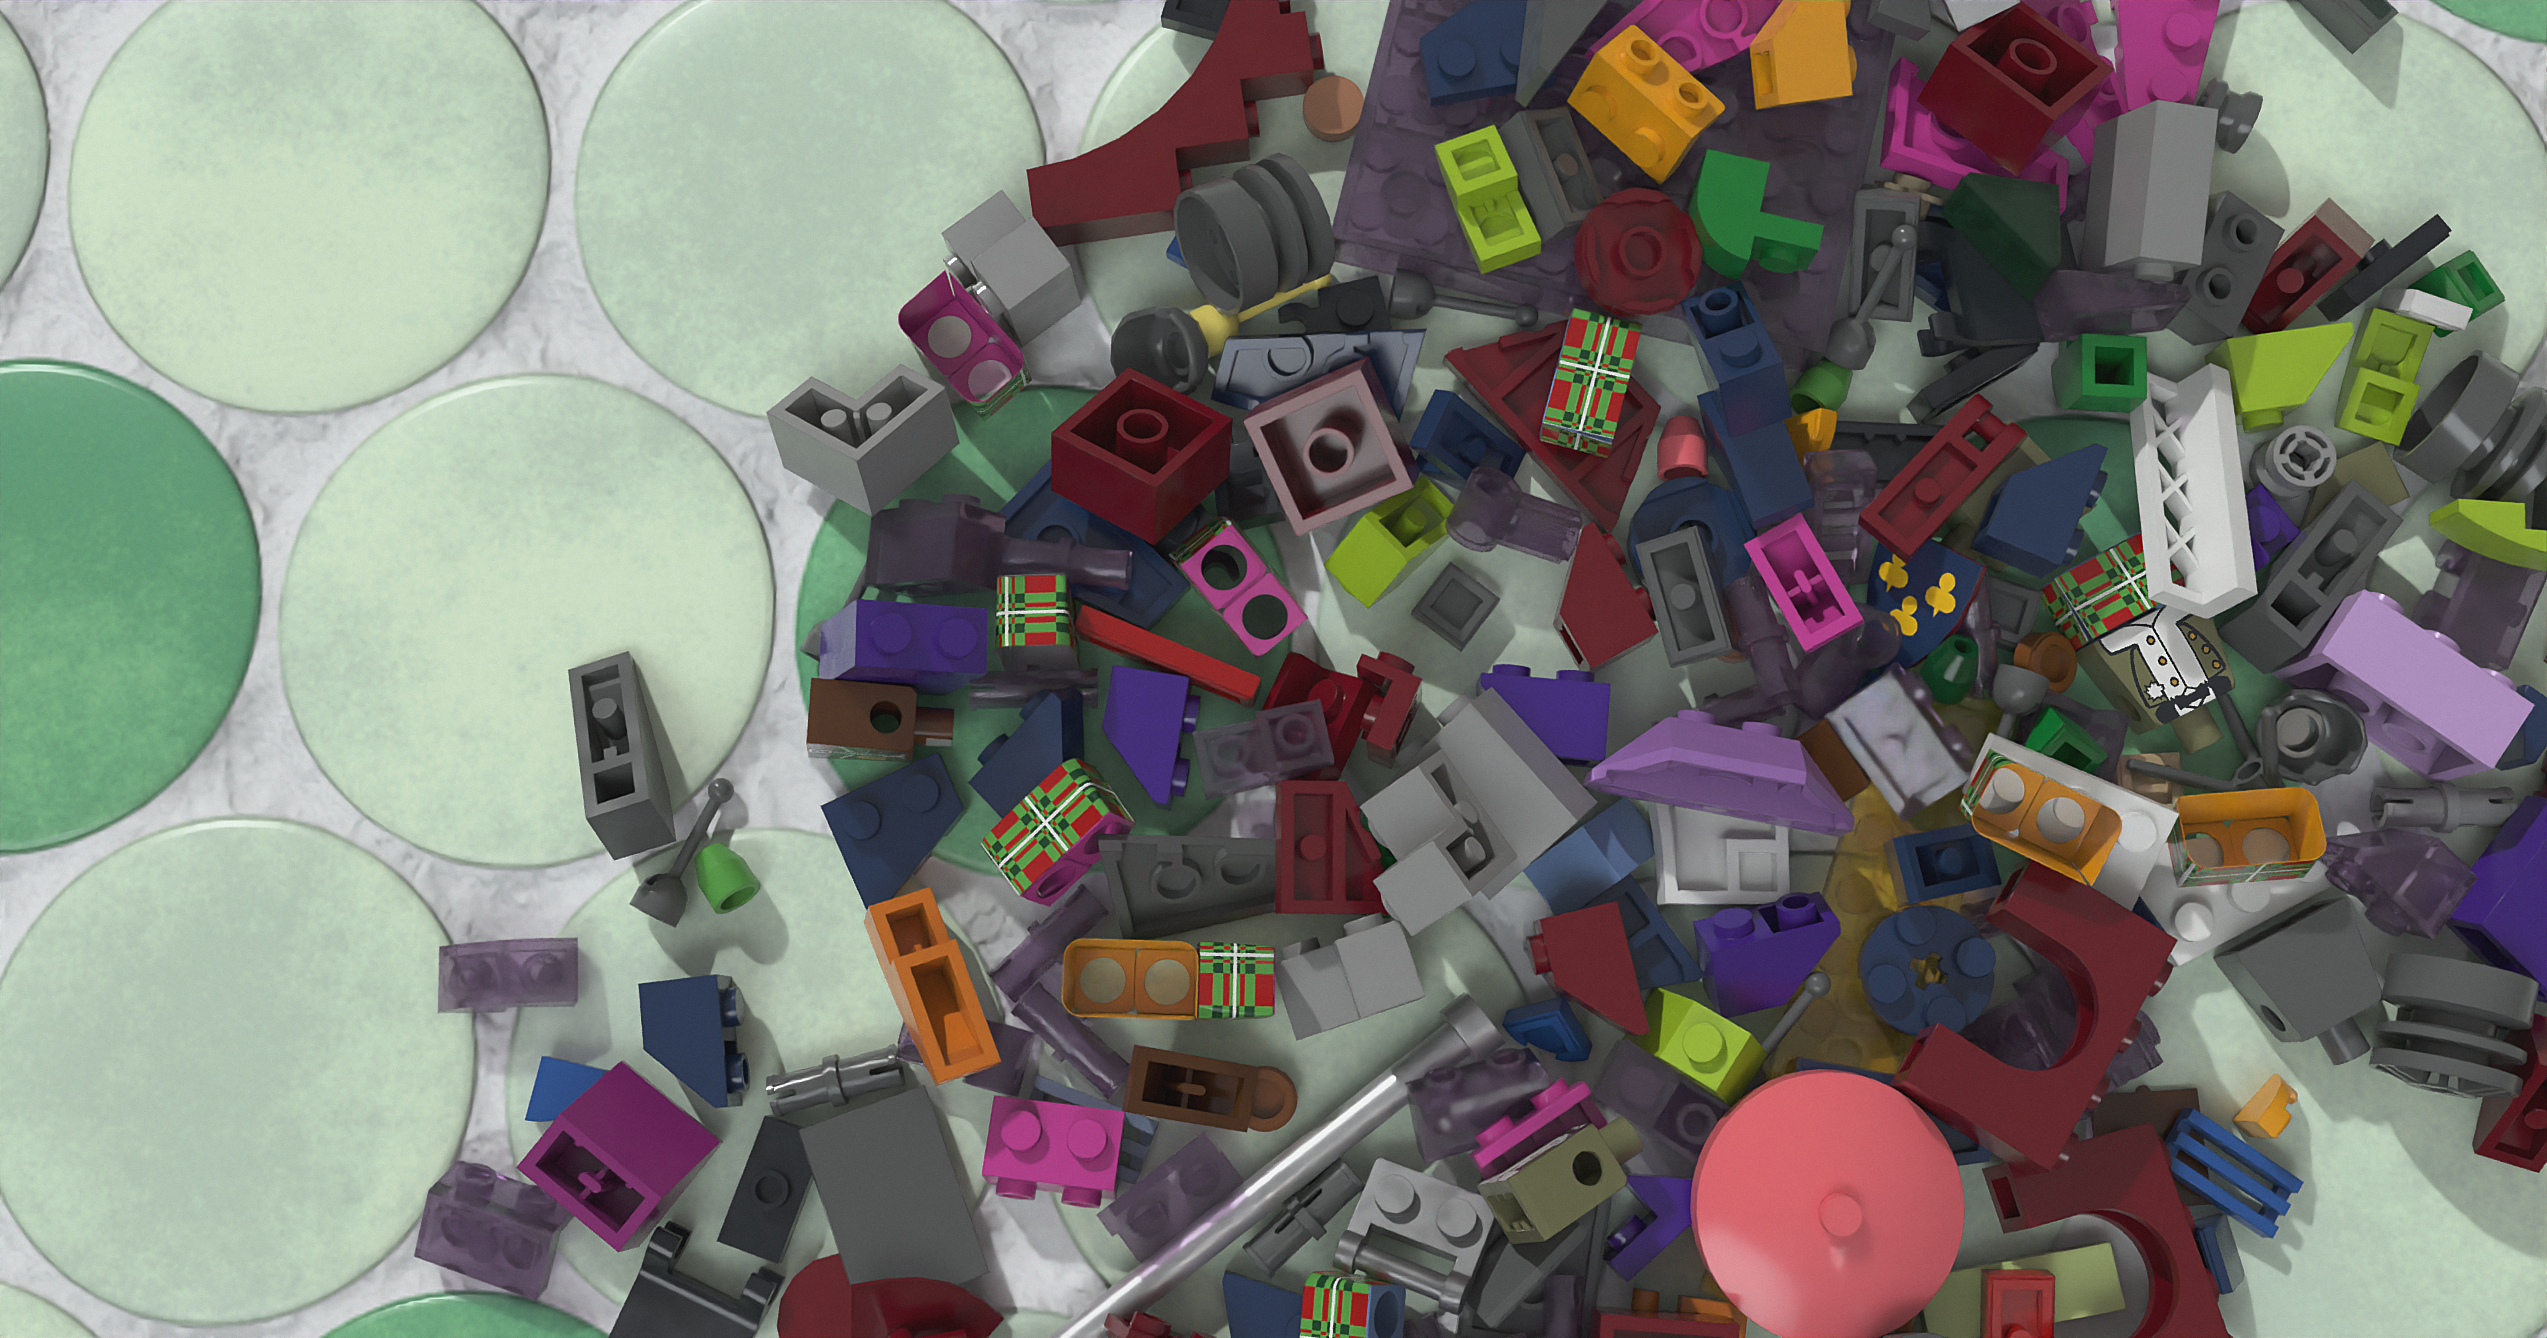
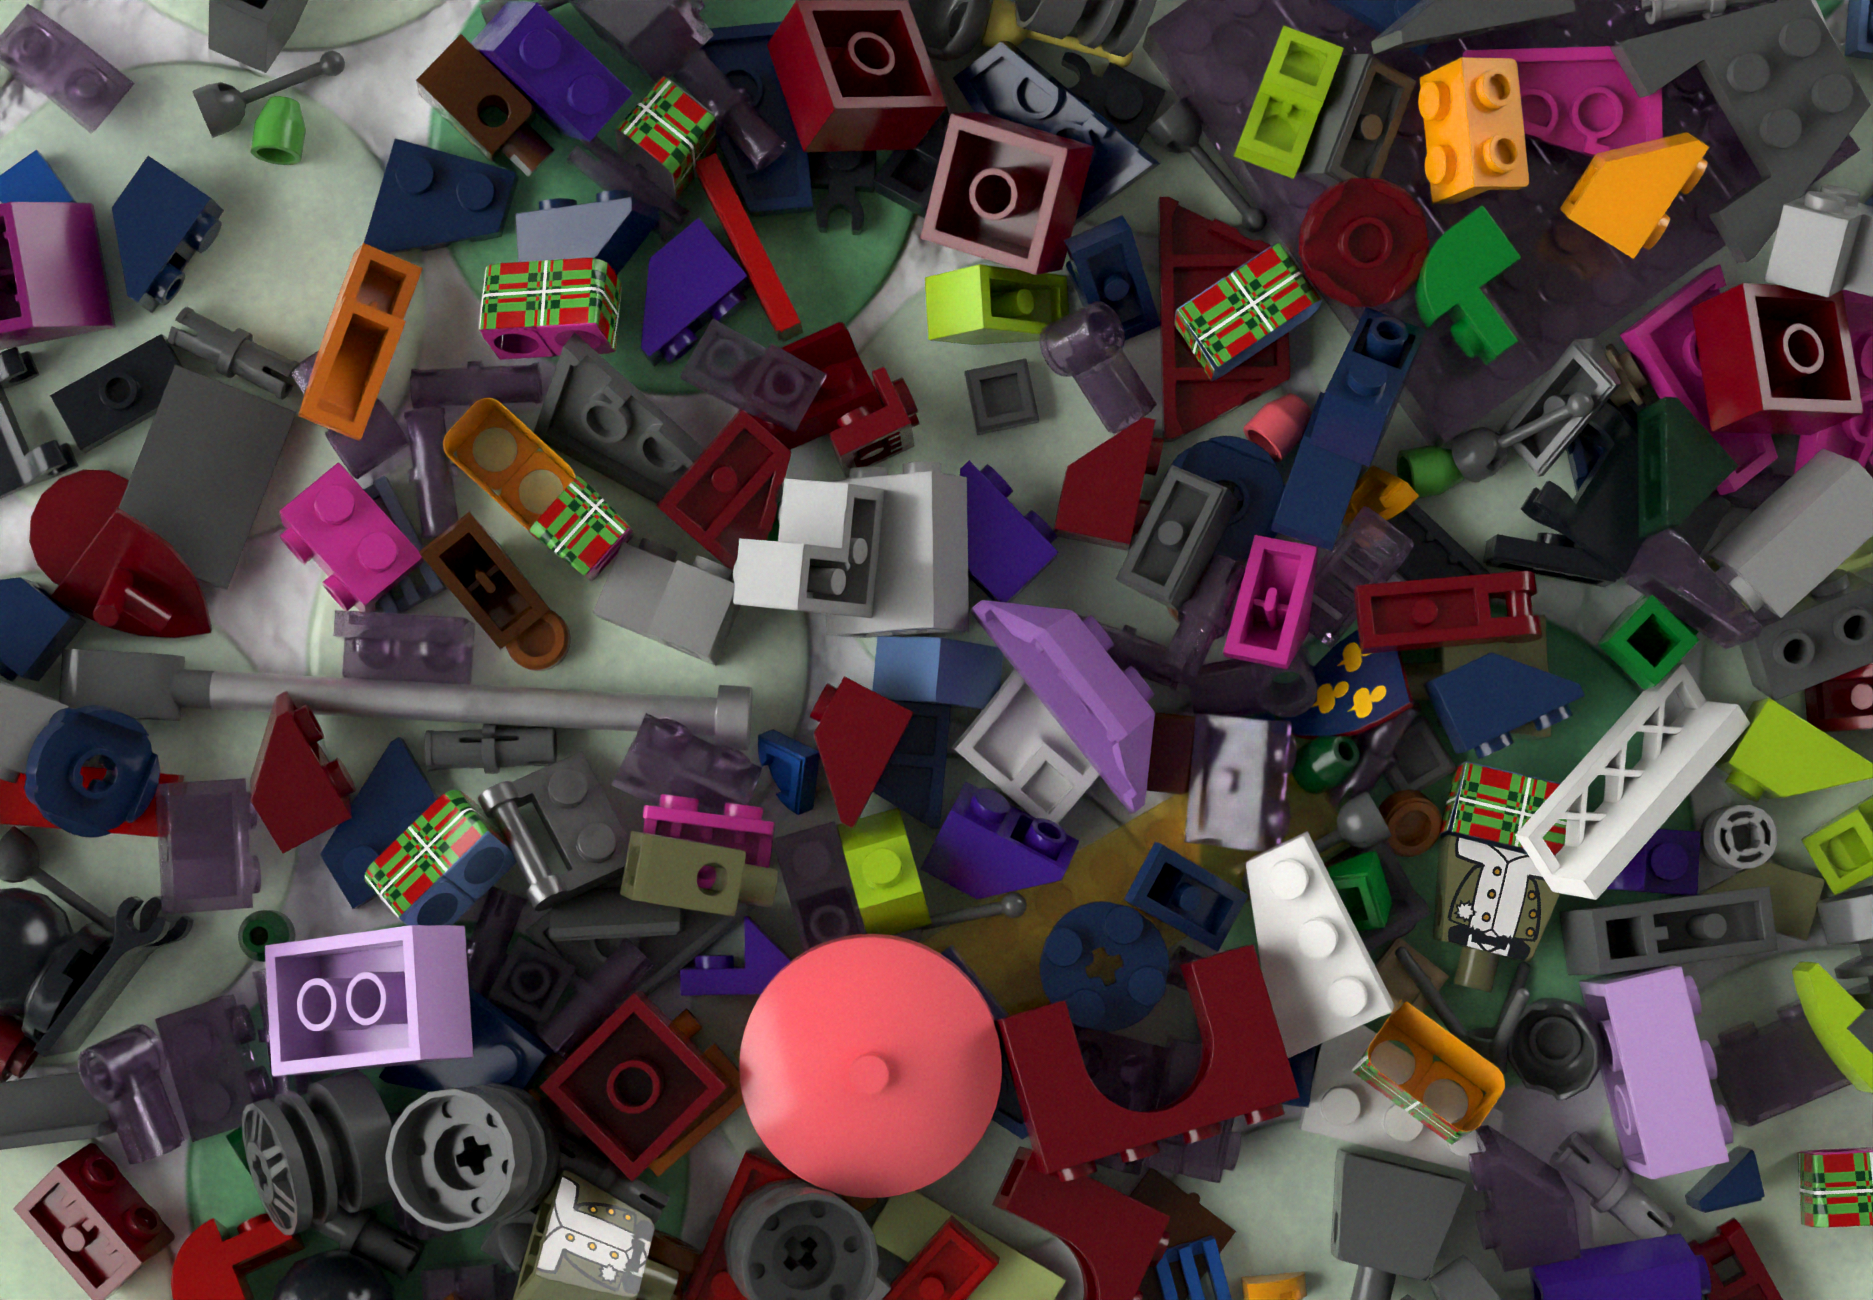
camera: 35 degrees right, 5 degrees up
(1227, 532) = (873, 195): dark pink piece -> none
(2086, 851) = (1259, 939): light orange piece -> none

